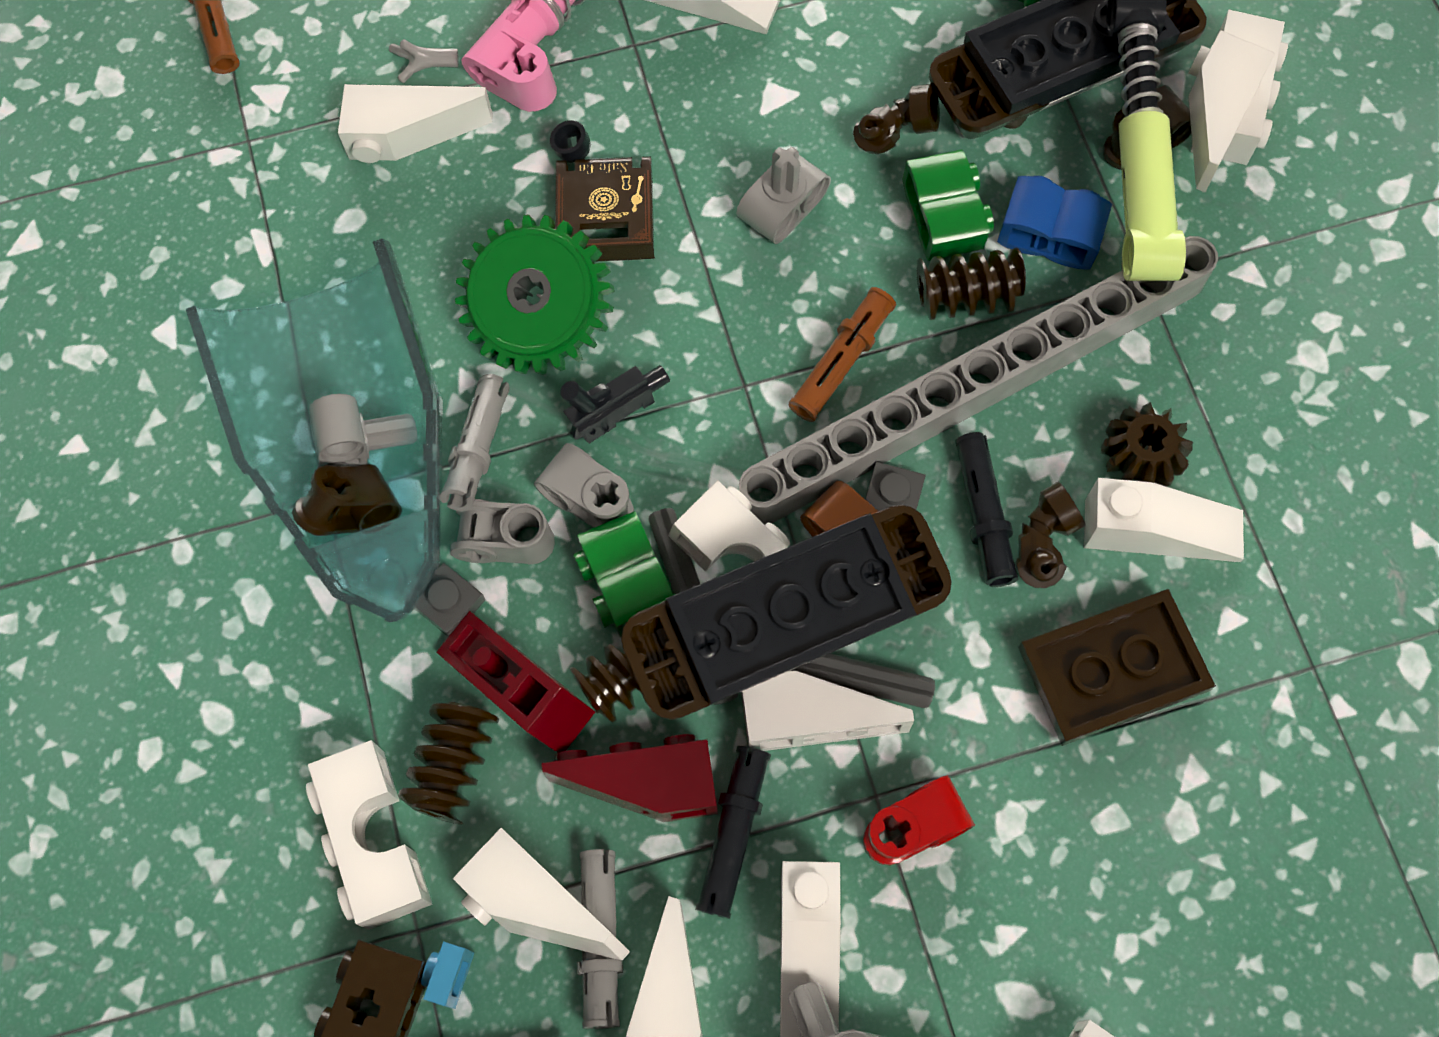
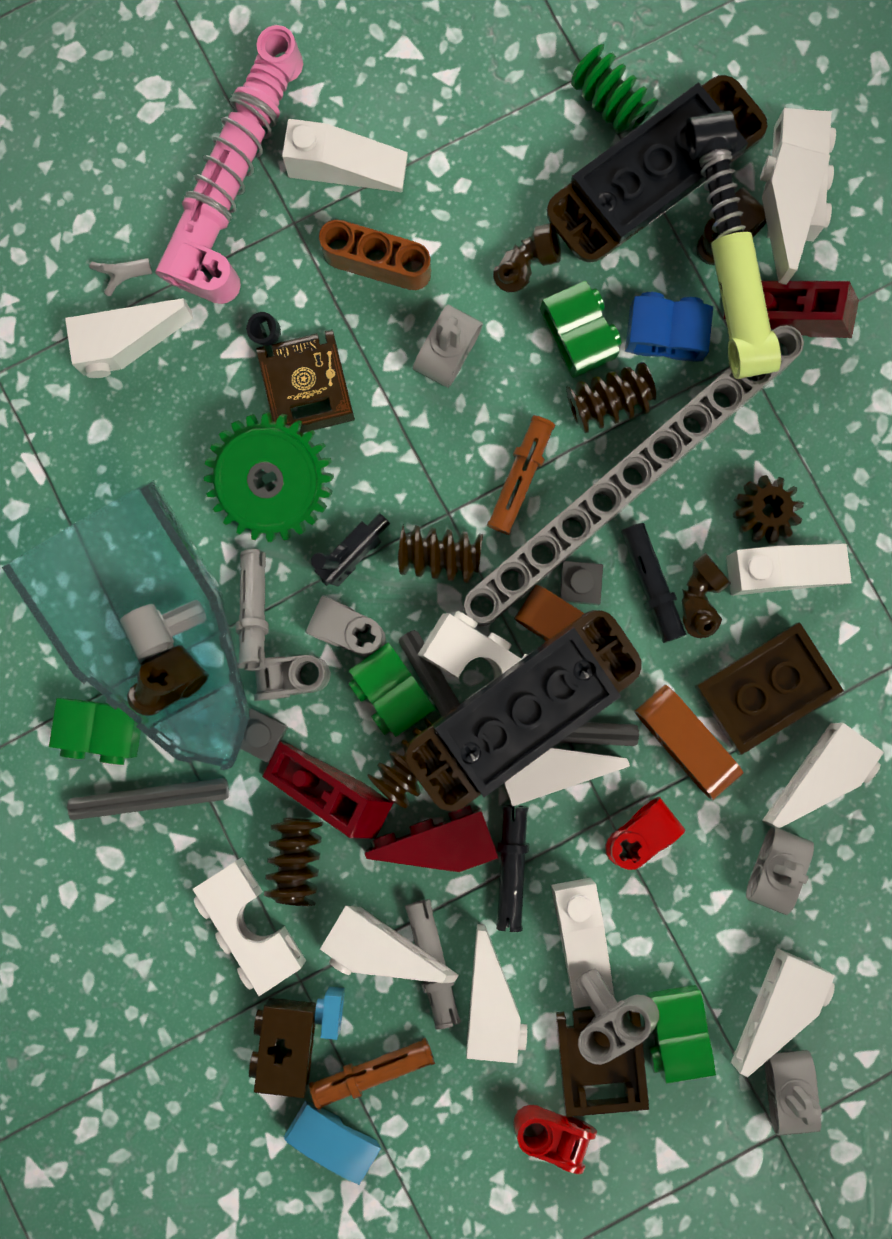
camera: 10 degrees left, 15 degrees up
(243, 549) = (94, 729): none -> green brick
(285, 650) = (148, 799): none -> dark grey axle
(721, 422) = (439, 554): none -> dark brown piece
(738, 92) = (363, 241): none -> dark orange beam
(999, 714) = (689, 742): none -> dark orange beam
(1096, 908) = (780, 870): none -> light grey beam
(1187, 786) = (831, 769): none -> white slope
(1243, 226) = (812, 307): none -> dark red slope

